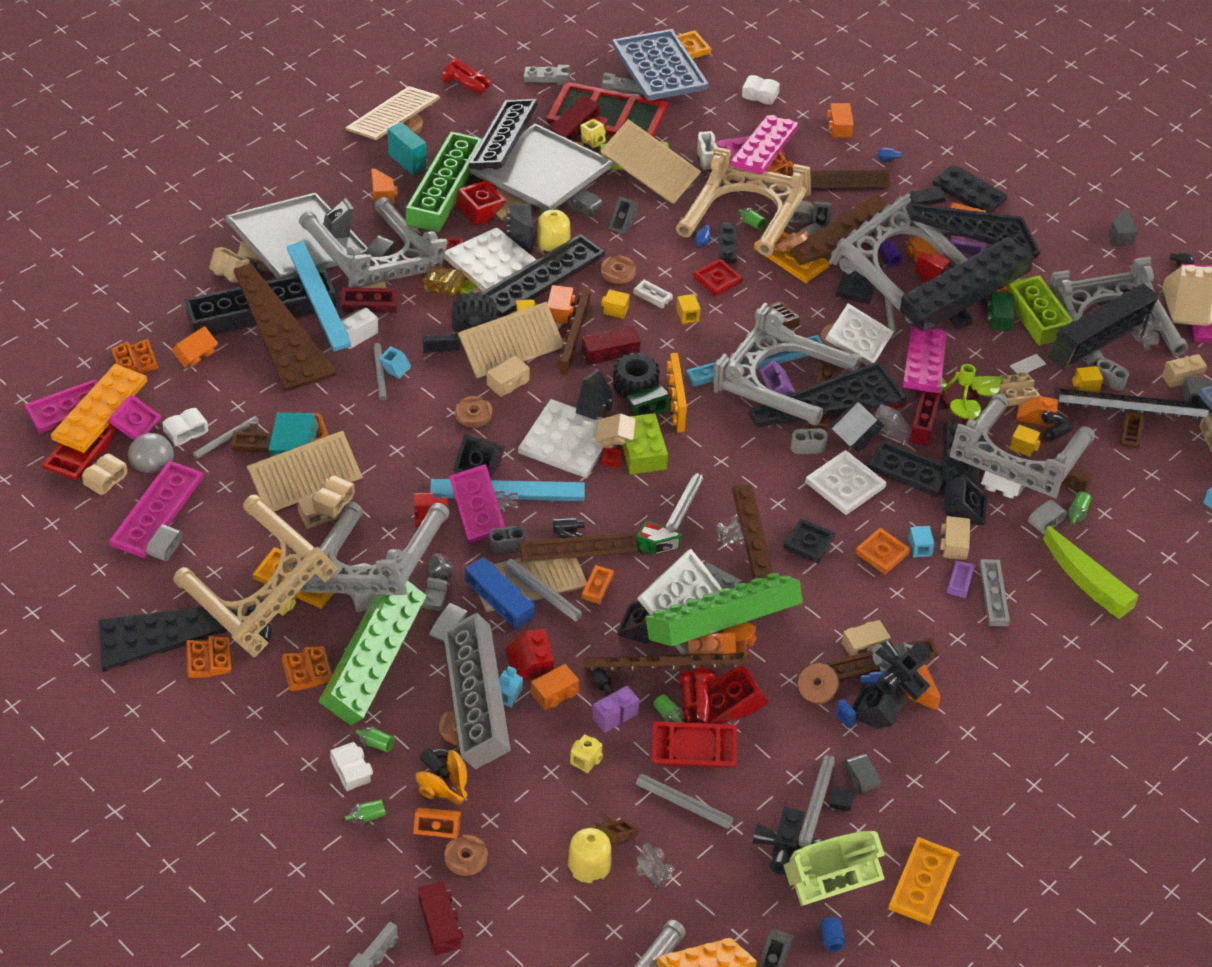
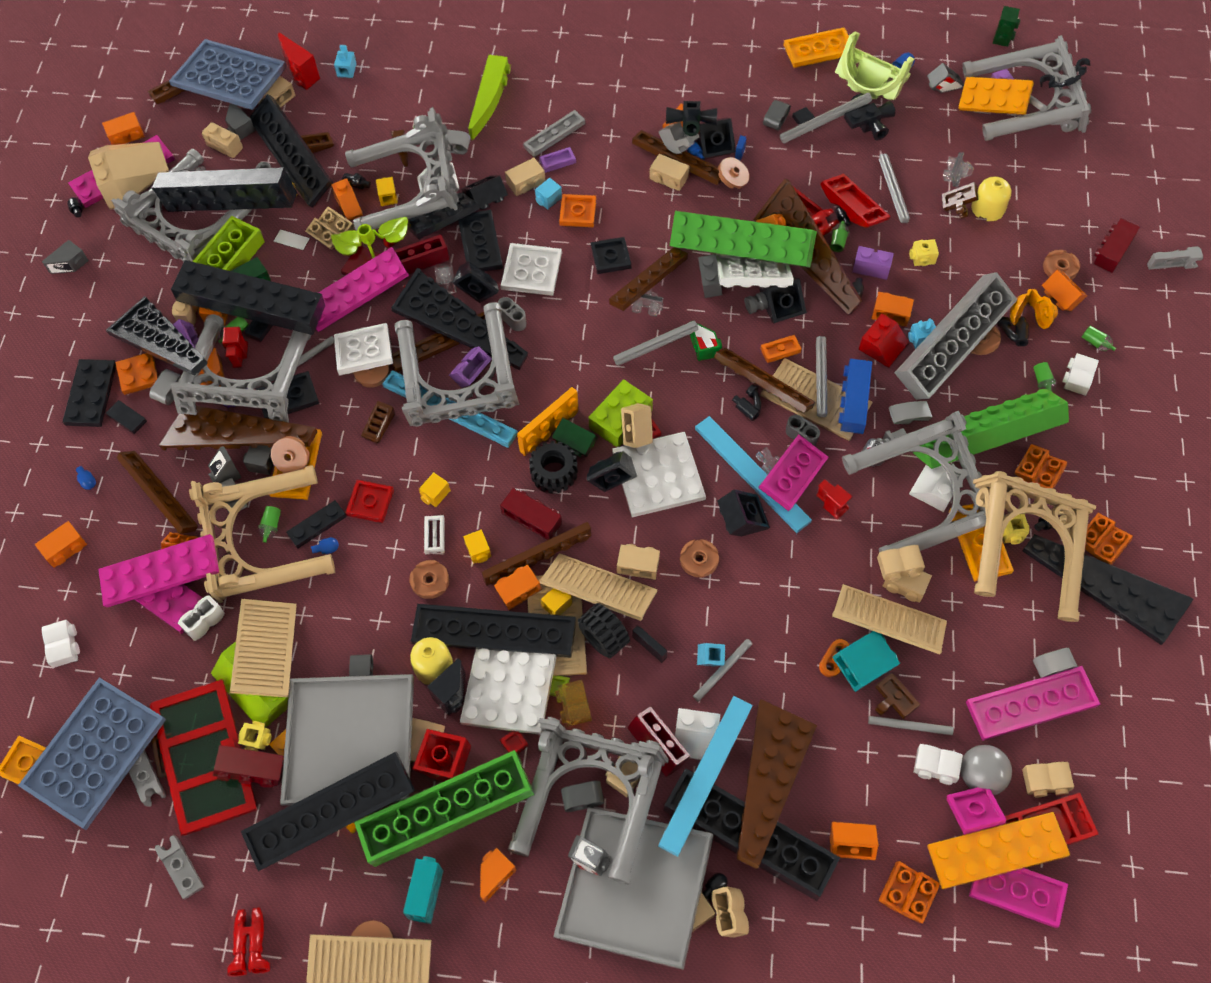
camera: 125 degrees left, 15 degrees up
(623, 215) = (351, 625): dark grey slope -> none

